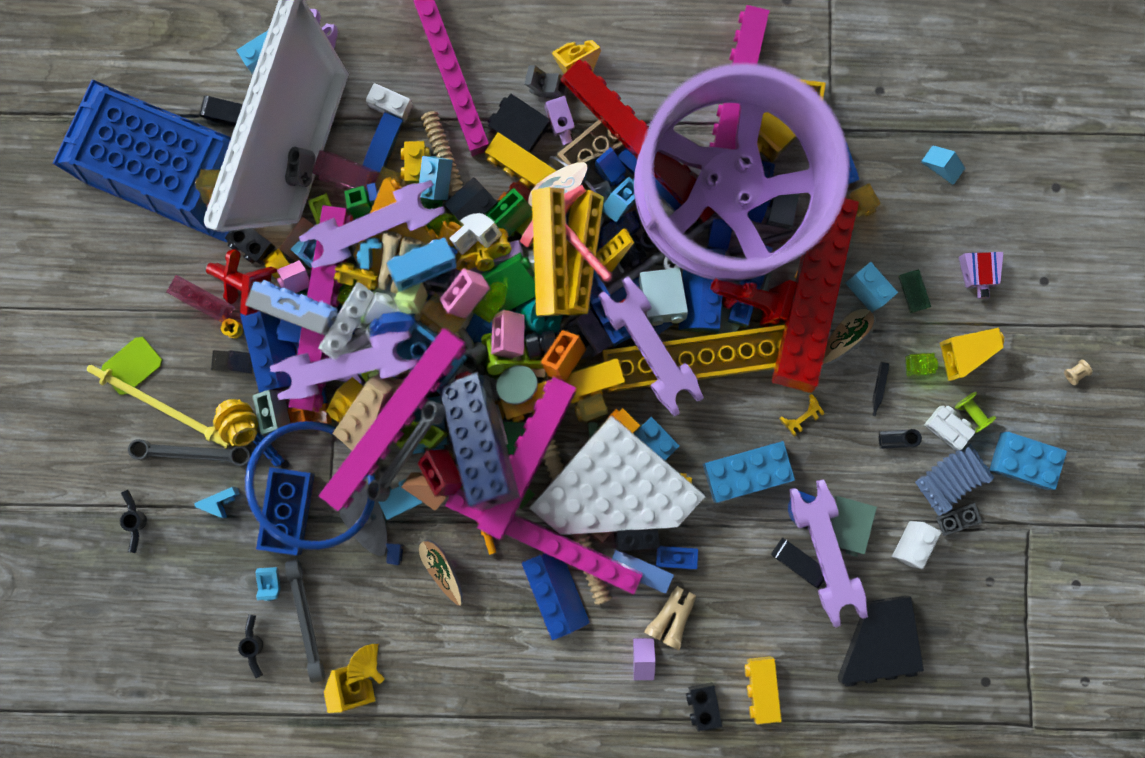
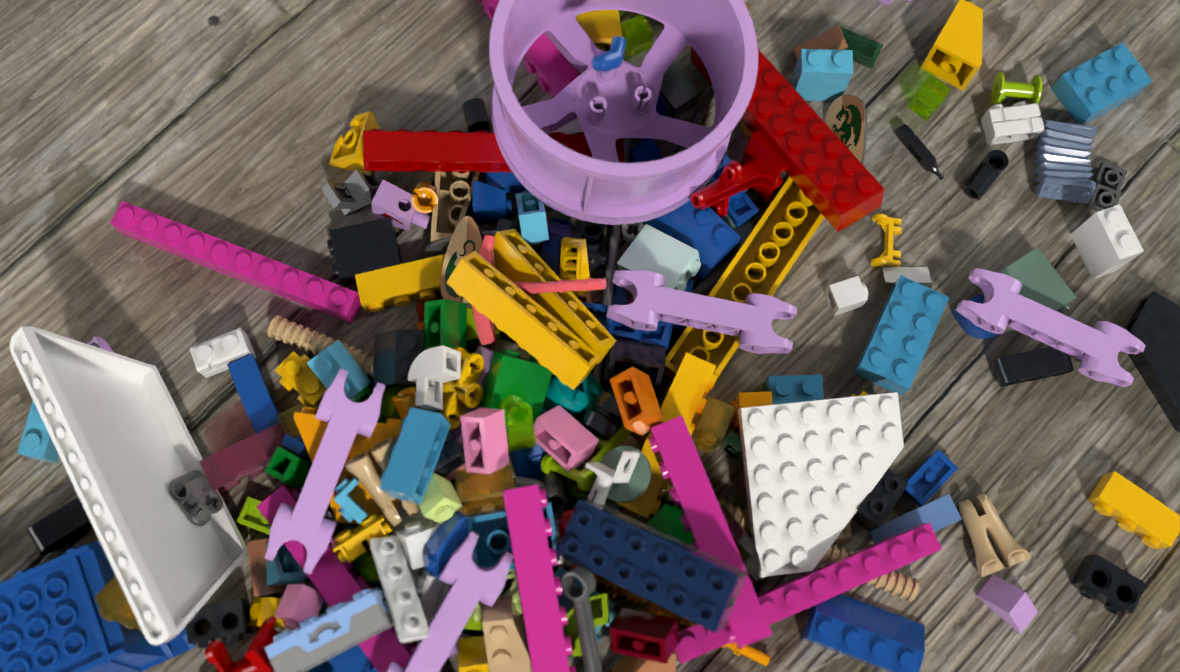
camera: 45 degrees left, 10 degrees down
(507, 378) = (607, 476): none -> white bracket
(538, 480) = (744, 544): none -> clear smoke slope
(577, 128) = (424, 197): none -> light orange piece
(651, 109) = (476, 115): none -> black piece
(729, 165) = (610, 59): none -> blue arm
(745, 420) = (846, 295): none -> white brick
(792, 445) = (917, 274): none -> white sticker
(796, 156) = (637, 35): none -> clear neon green brick
(895, 270) = (830, 40): none -> nougat slope

